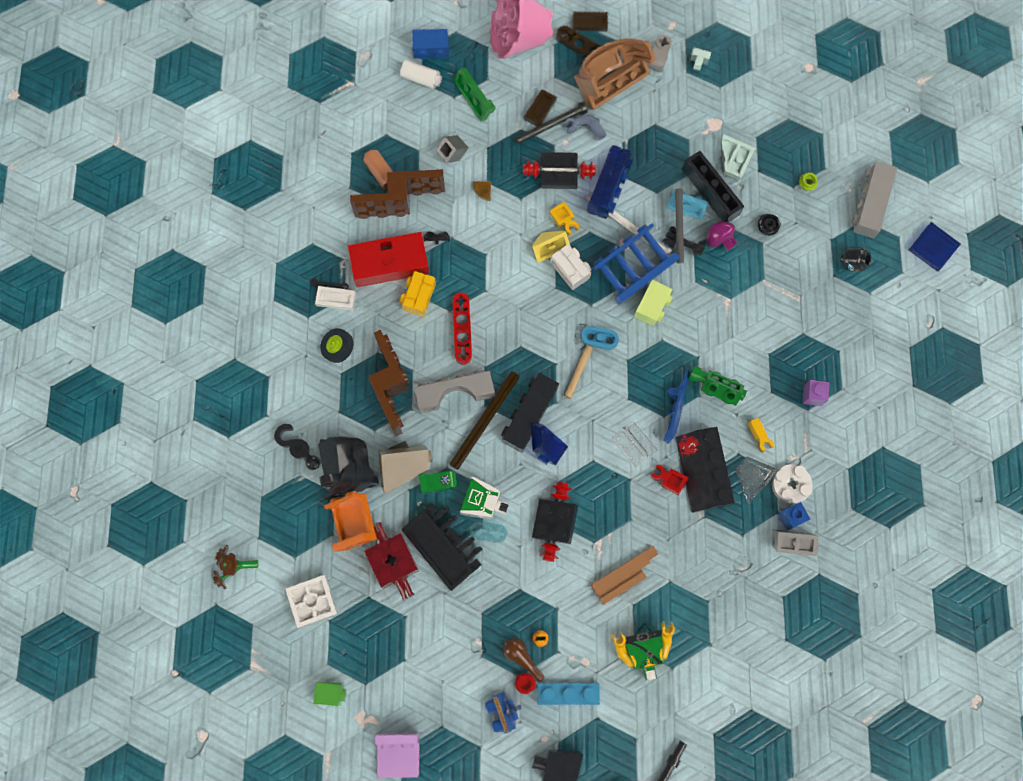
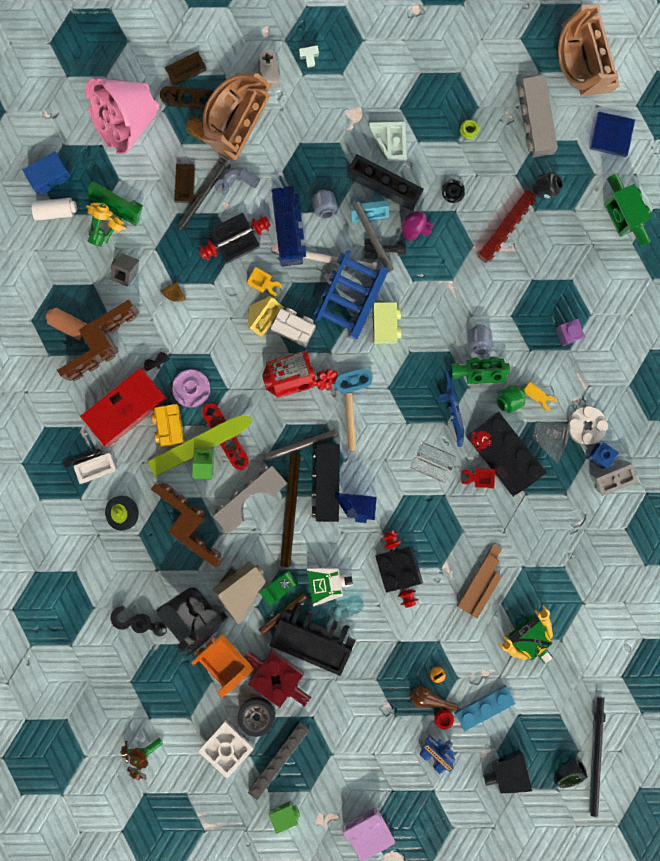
camera: 25 degrees left, 10 degrees up
(345, 592) = (248, 722): none -> wheel
(352, 639) = (278, 760): none -> dark grey piece
(430, 339) = (203, 464): none -> bright green brick
(436, 322) = (203, 441): none -> lime piece
(439, 505) = (290, 607): none -> reddish brown piece
(454, 274) = (191, 388): none -> lavender tile
(456, 92) = (102, 212): none -> plant
(522, 369) = (300, 445): none -> flat silver bar
(546, 302) = (289, 374): none -> red cylinder
(572, 68) = (195, 129): none -> clear orange brick
(576, 324) = (326, 379): none -> red plant
(651, 180) = (324, 204): none -> sand blue head
(730, 358) = (480, 339): none -> sand blue head
(733, 423) = (511, 398): none -> green head
(802, 276) = (507, 226): none -> clear red piece
(919, 313) = (628, 210): none -> green brick
(954, 155) = (591, 33): none -> medium nougat piece

